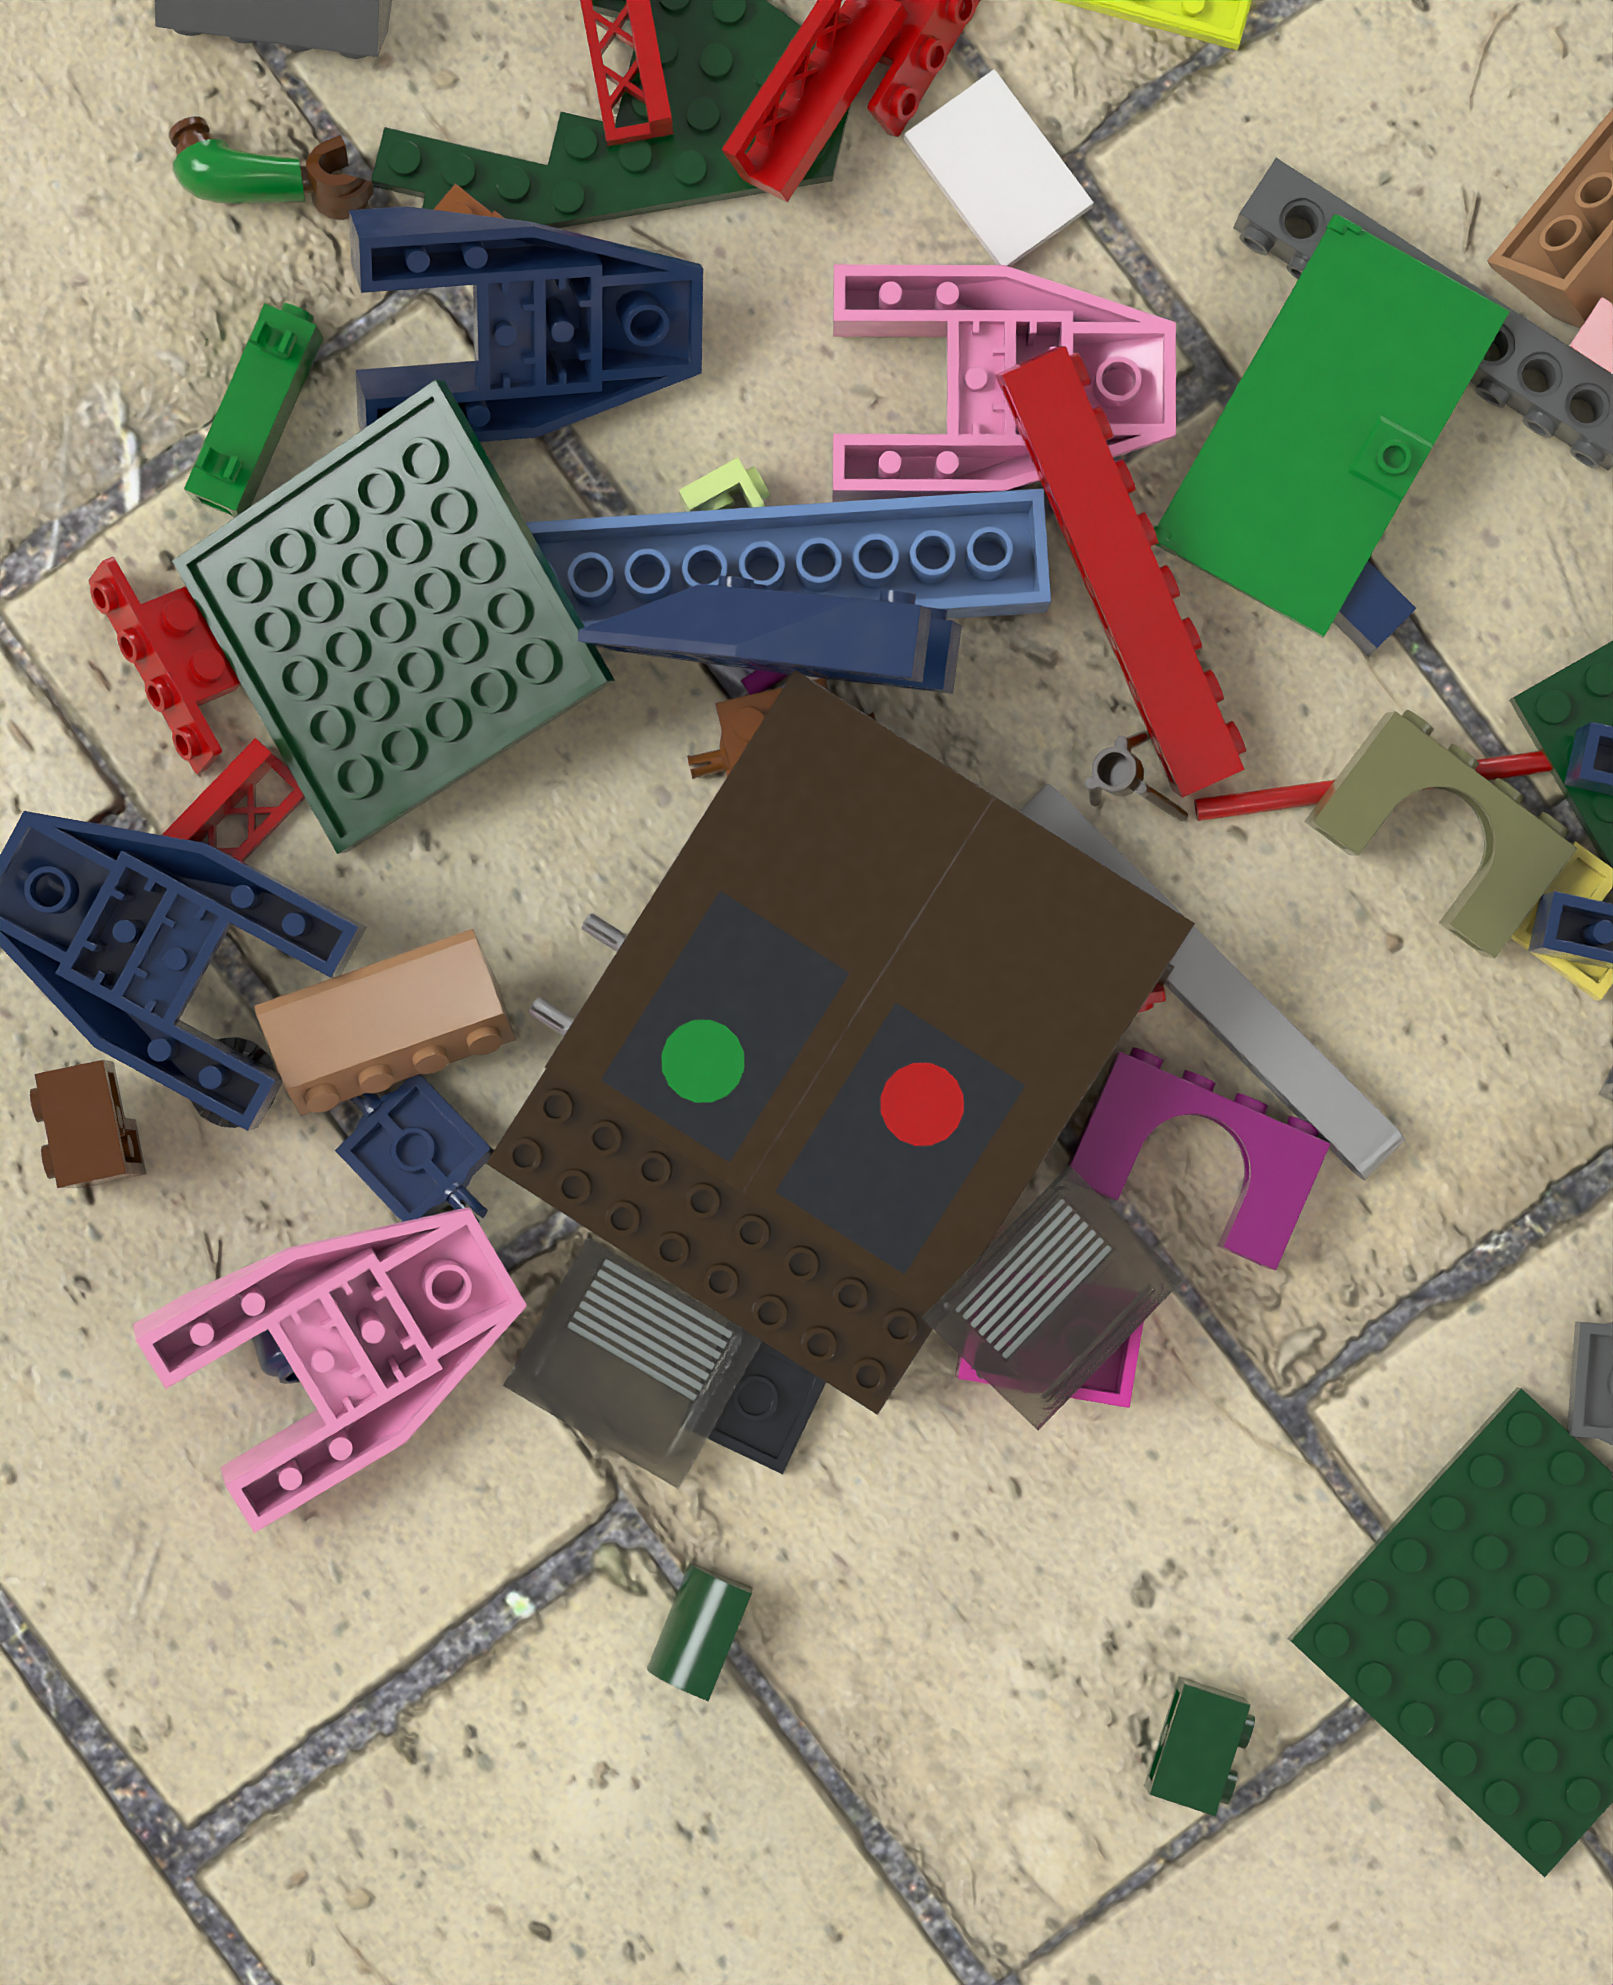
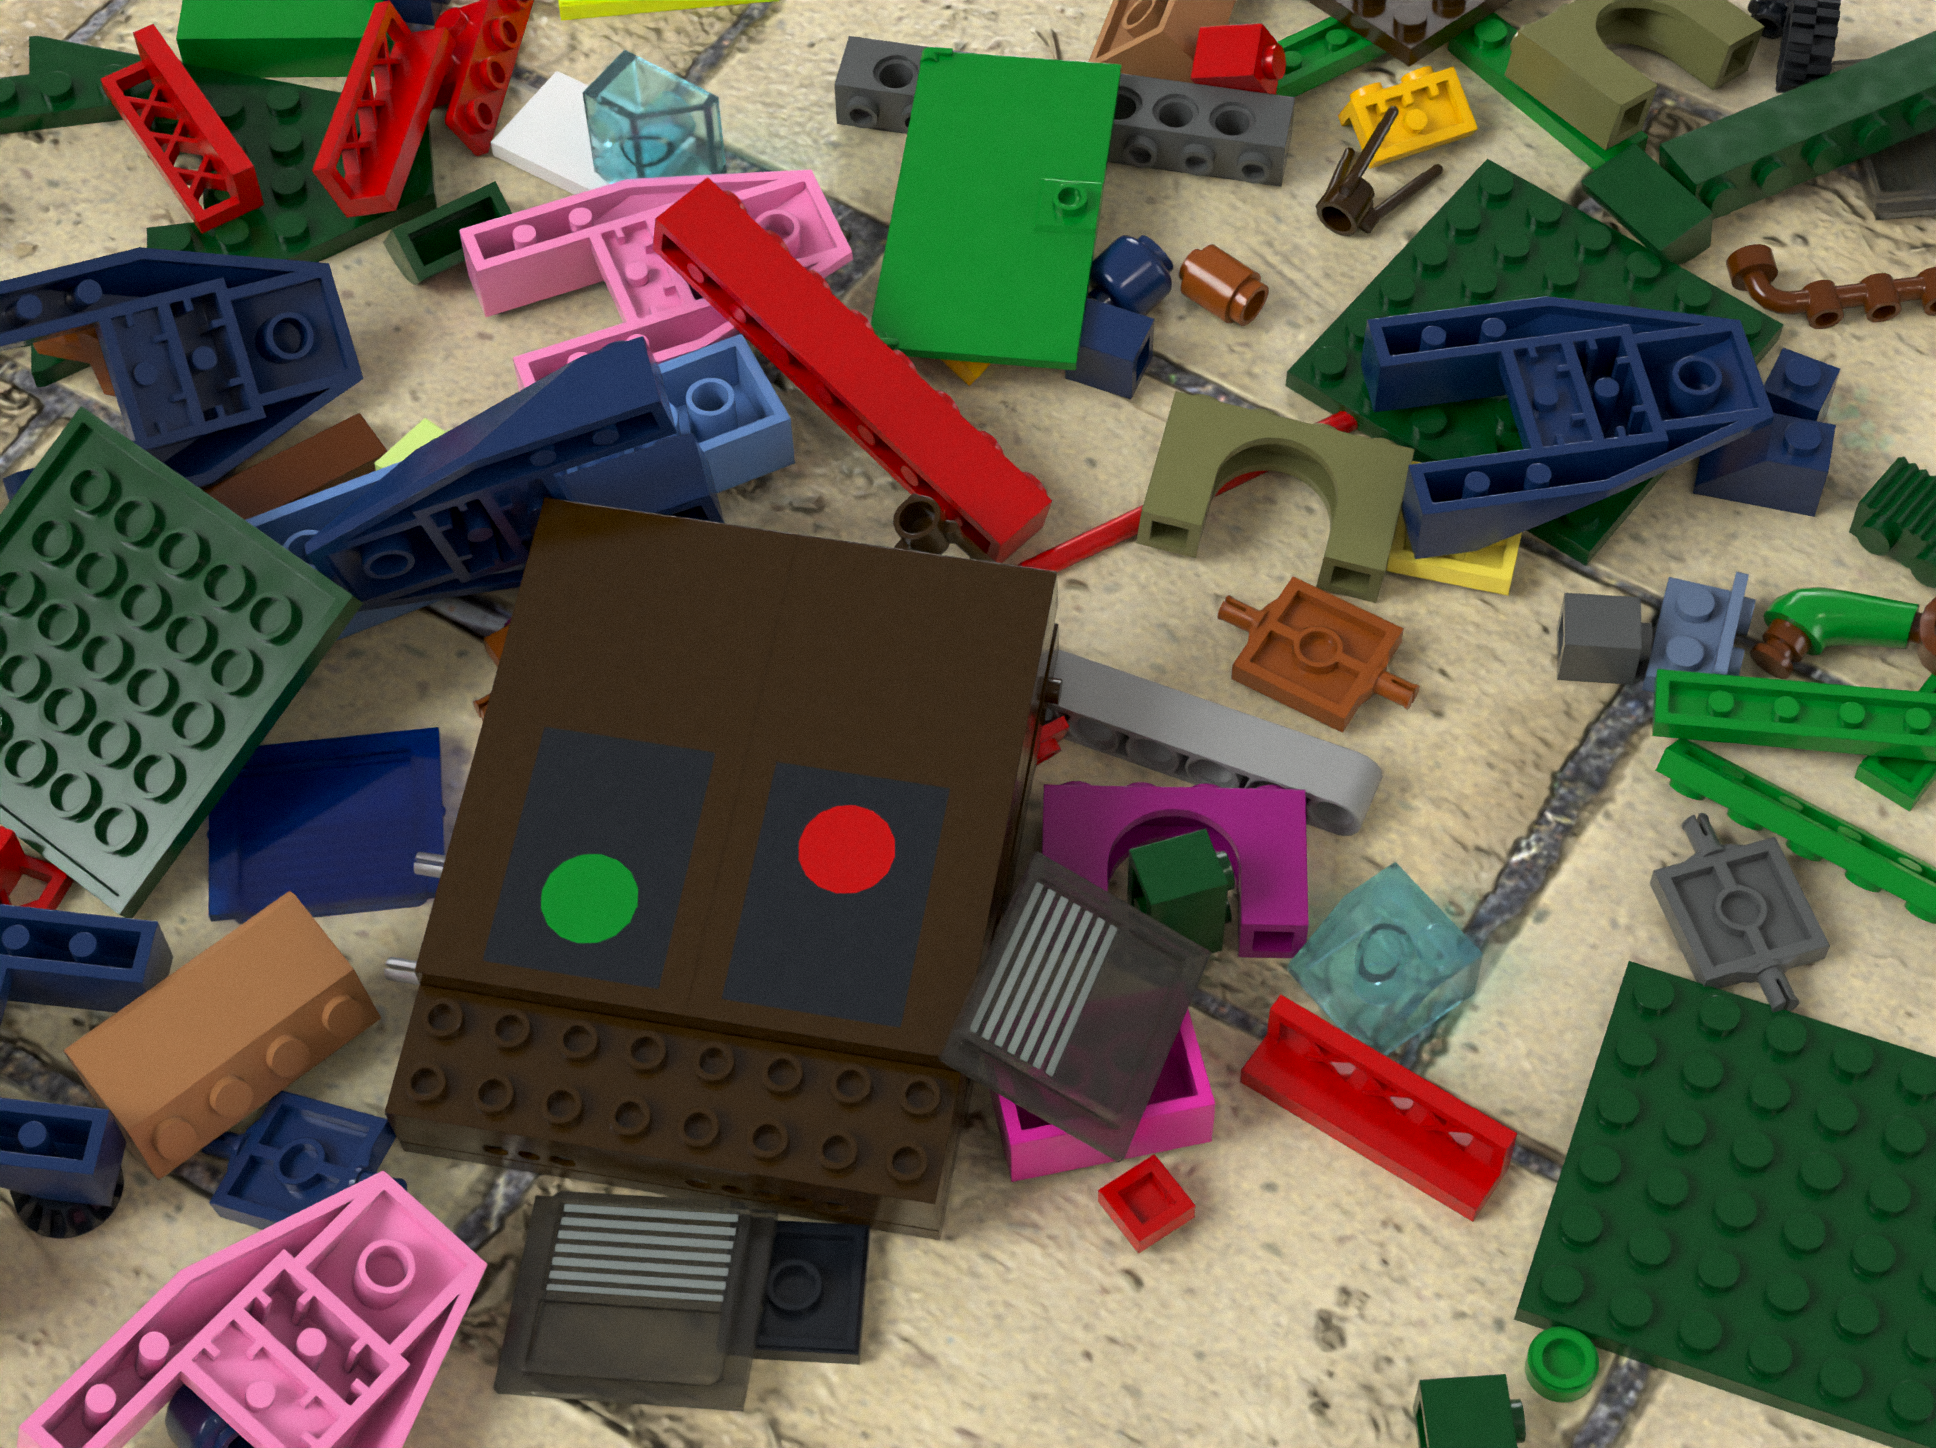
camera: 20 degrees left, 30 degrees down
(534, 833) = (329, 825): none -> clear blue piece
(596, 456) = (302, 470): none -> reddish brown tile
(831, 232) = (433, 239): none -> dark green brick
(1047, 213) = (651, 123): none -> clear light blue slope
(1051, 1447) = (1146, 1203): none -> red plate
(1184, 1204) = (1183, 886): none -> dark green brick
(1259, 1437) = (1379, 1109): none -> red fence
(1304, 1693) = (1561, 1364): none -> green tile
(1325, 1315) = (1387, 962): none -> clear light blue slope
(1406, 998) = (1317, 653): none -> dark orange plate
(1419, 539) = (1131, 275): none -> dark blue head
(1498, 578) = (1223, 285): none -> dark orange brick

